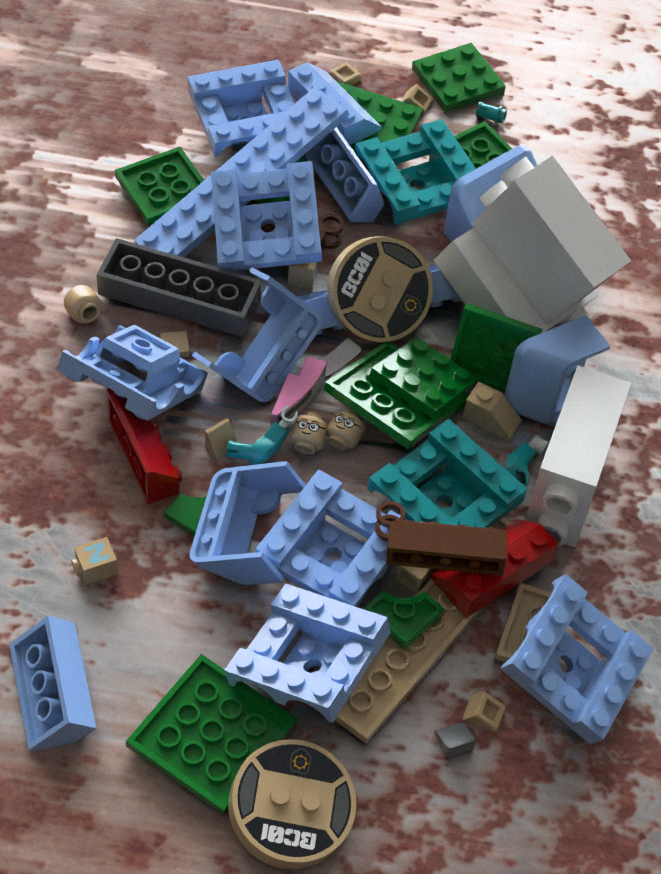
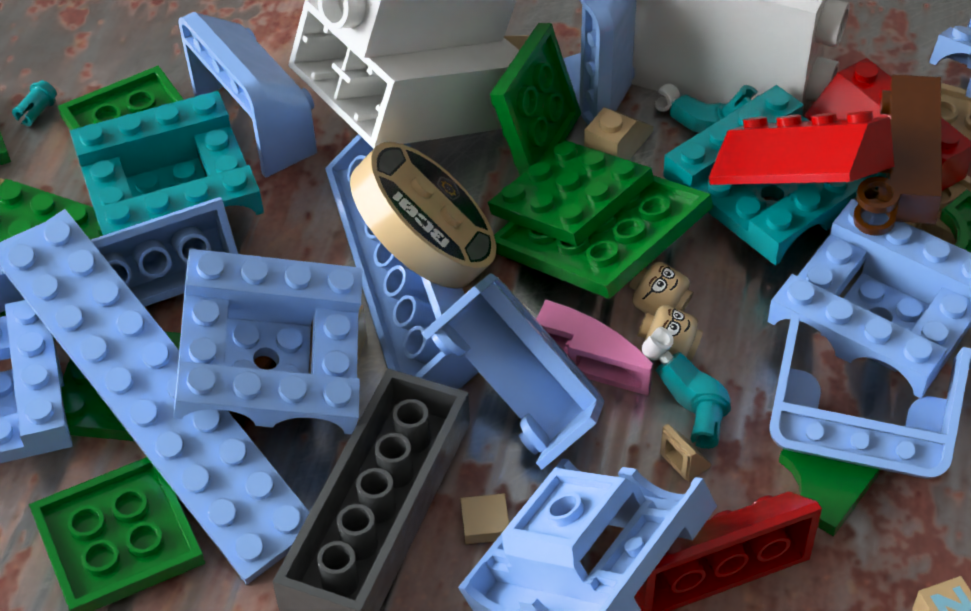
camera: 80 degrees left, 5 degrees down
(425, 474) = (804, 150): none -> red slope

